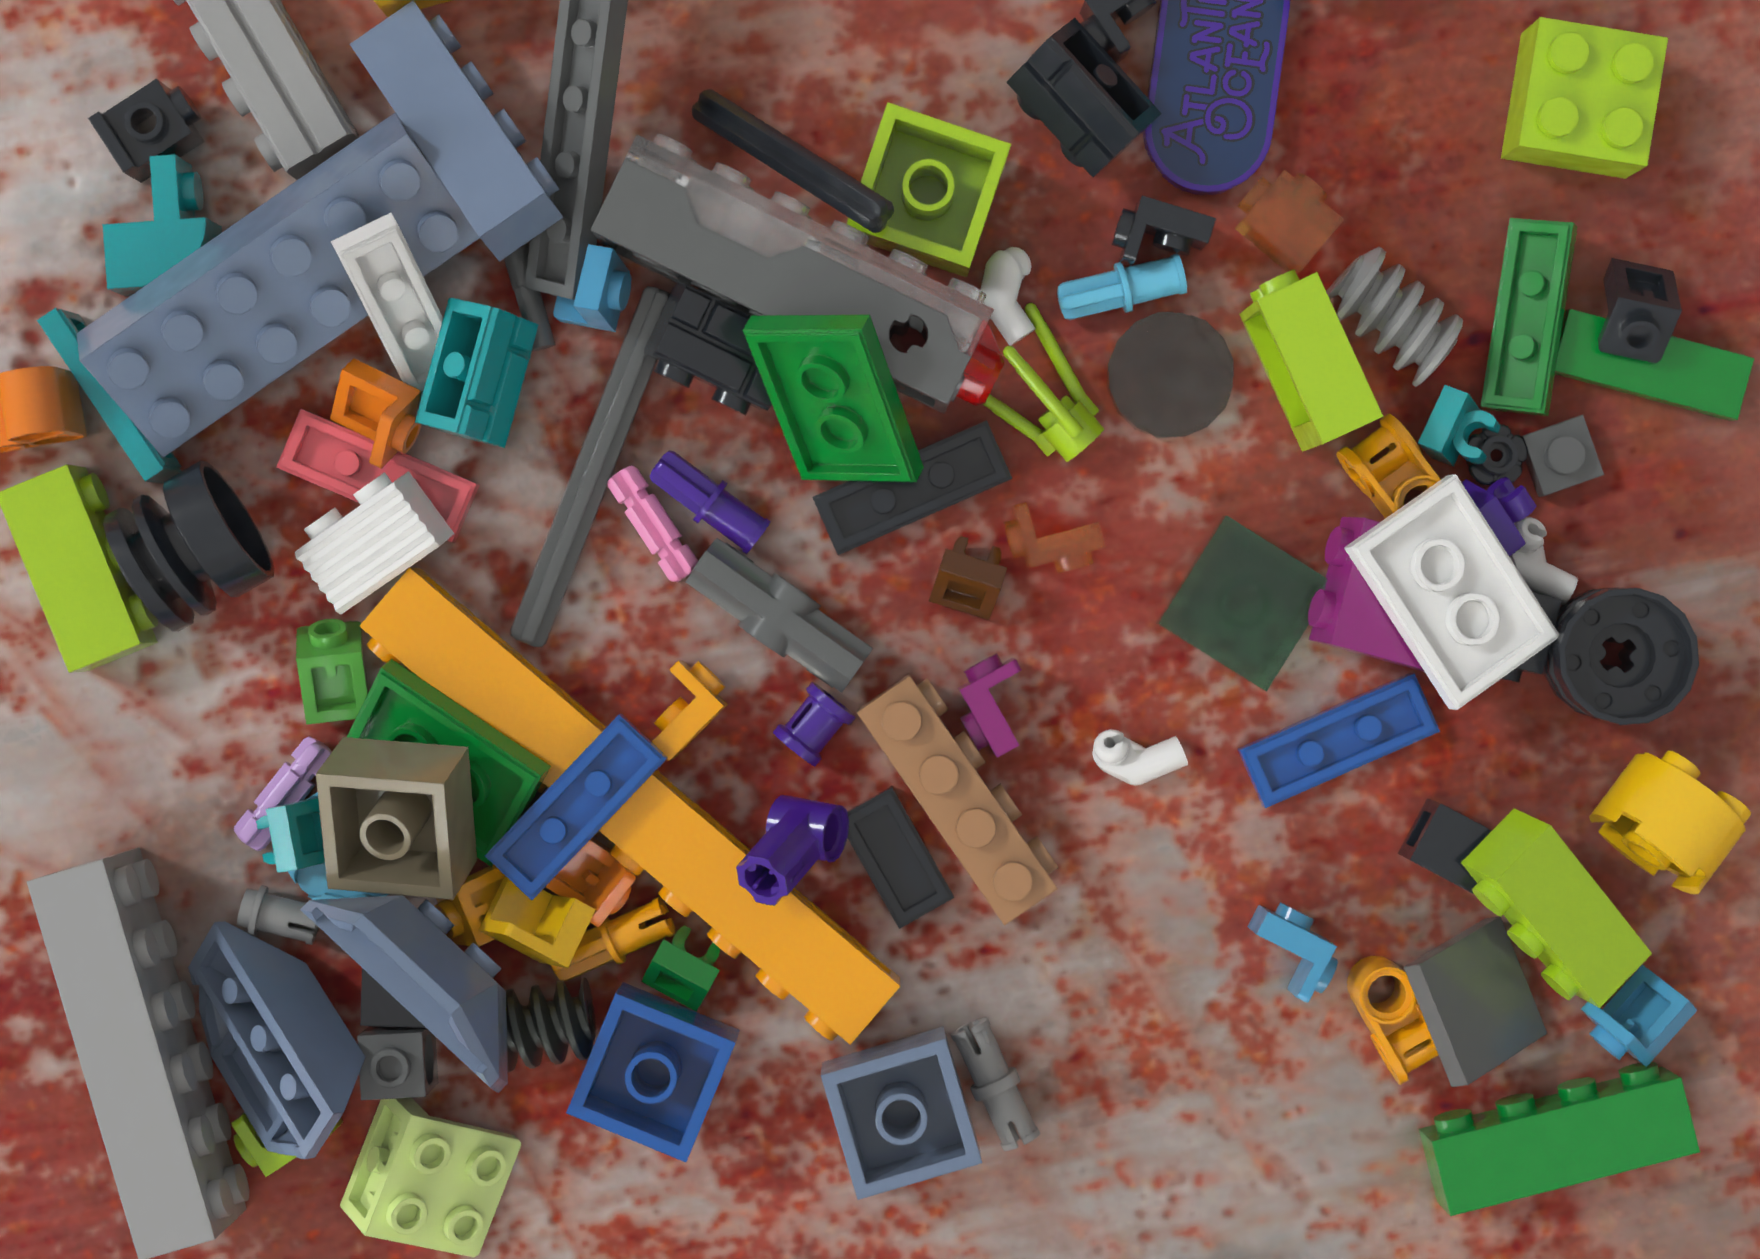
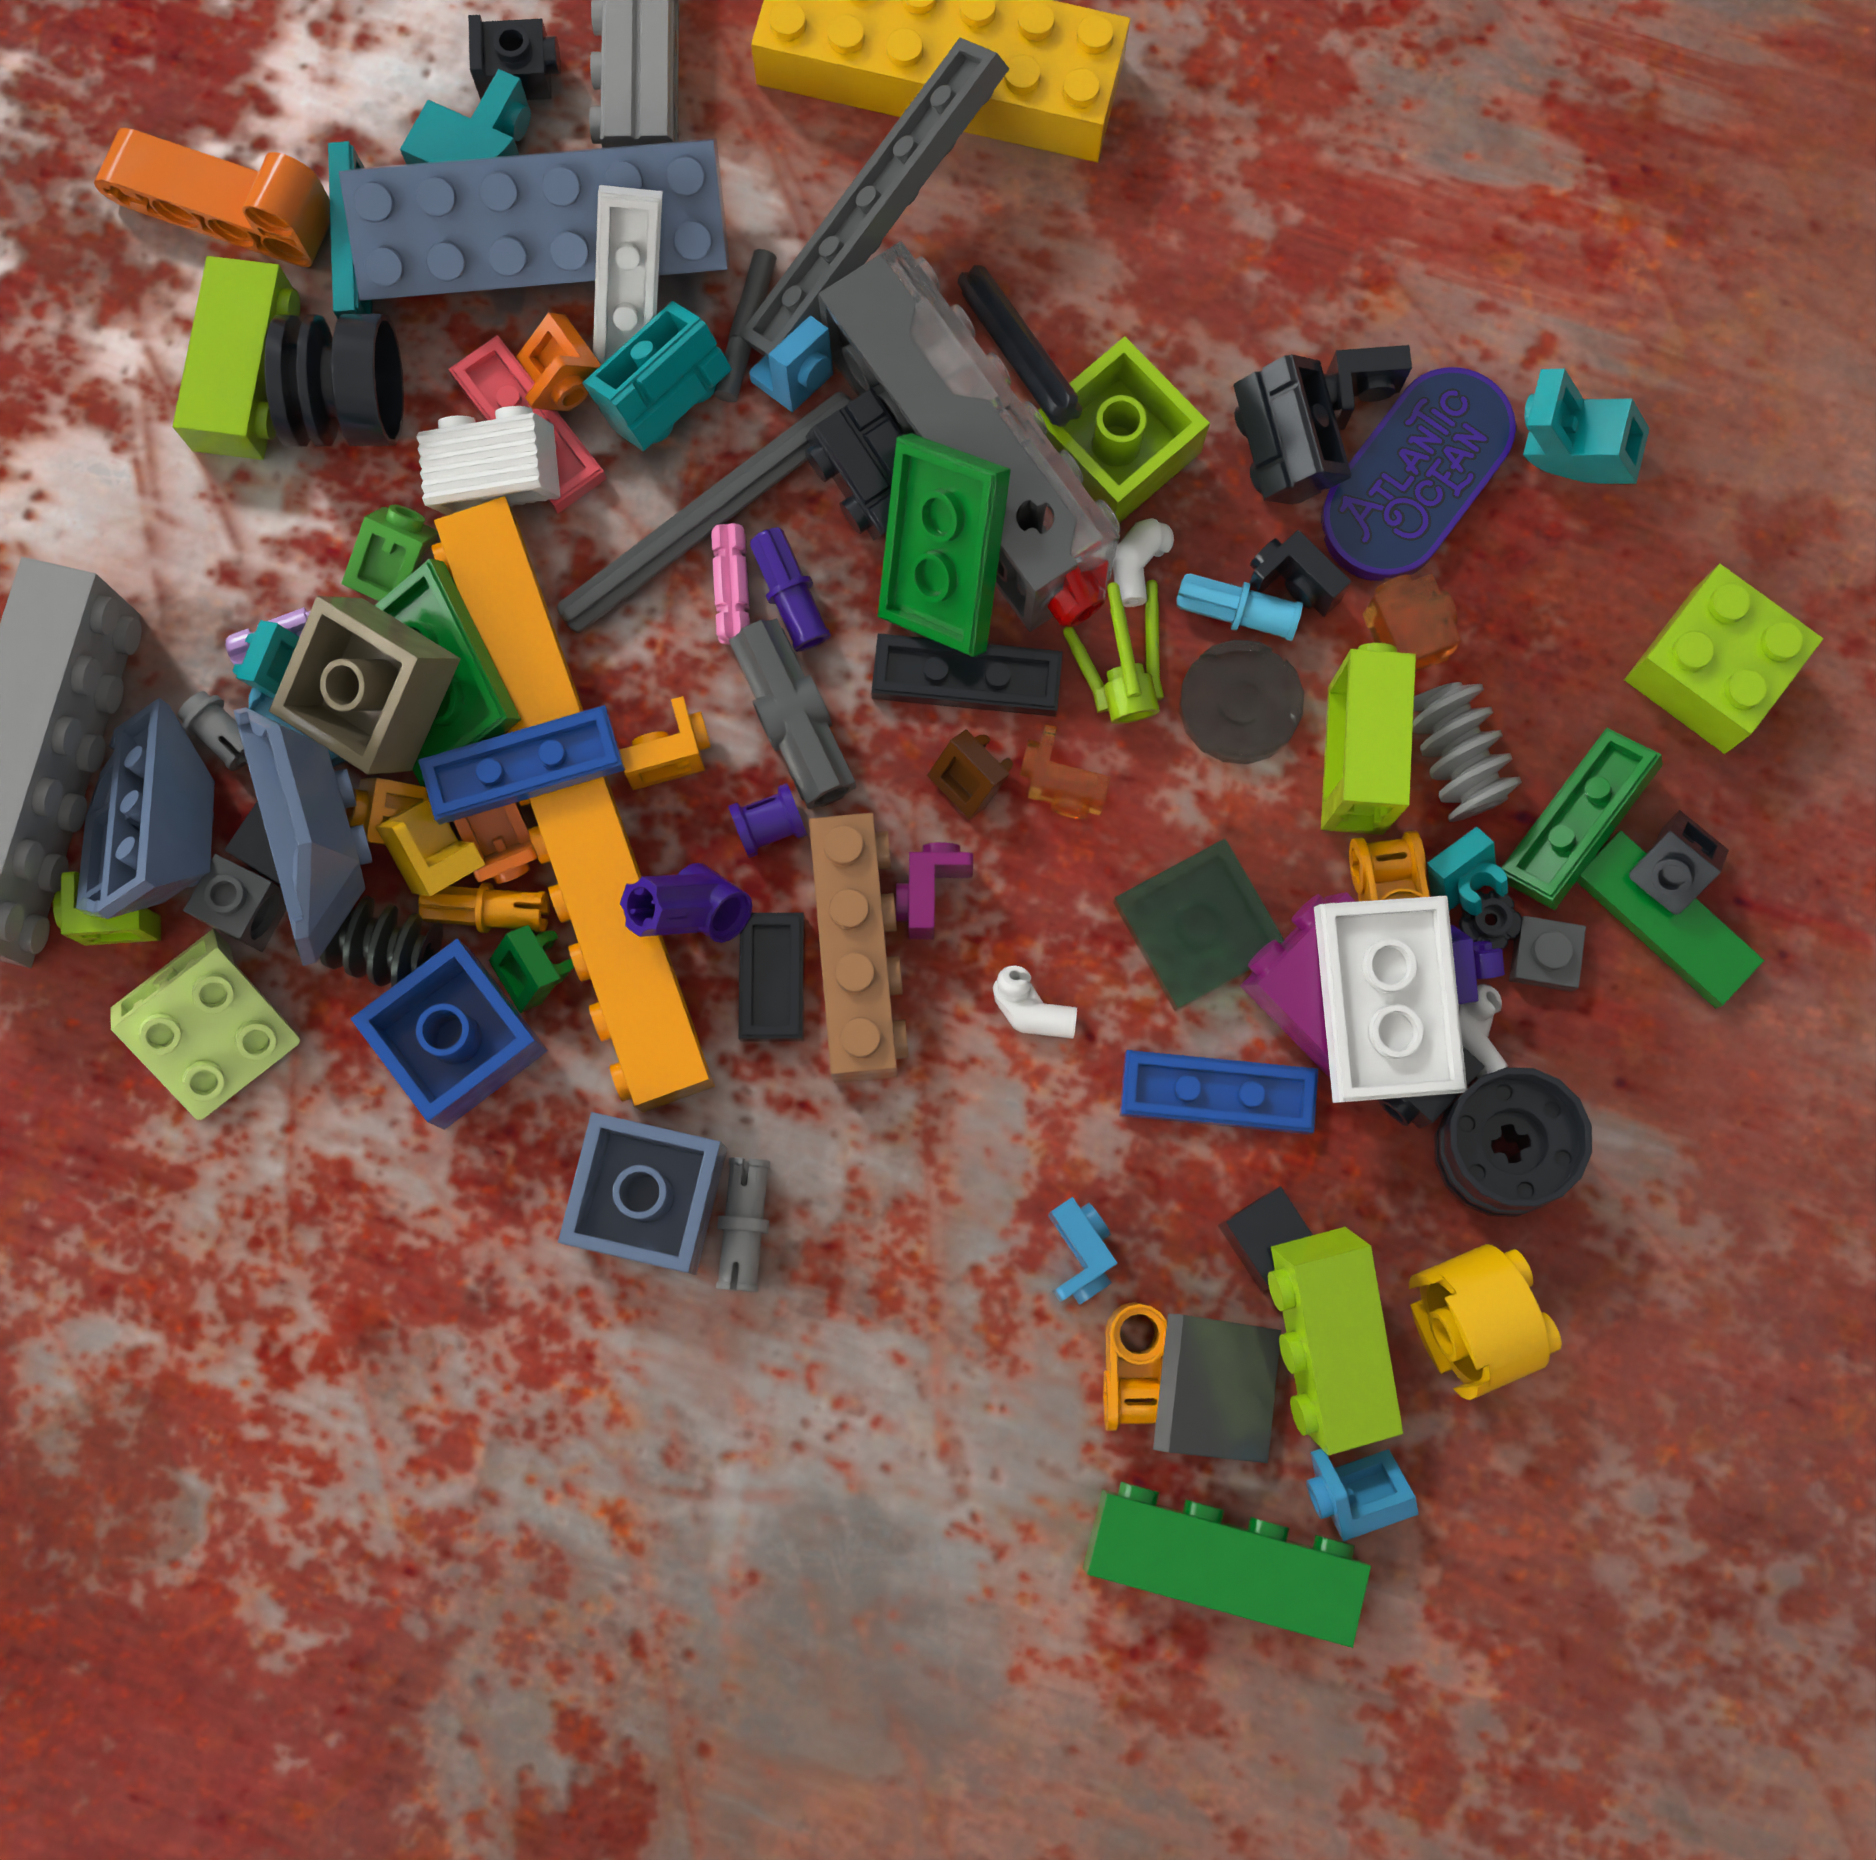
camera: 30 degrees right, 10 degrees down
(457, 131) = (757, 179): sand blue brick -> none

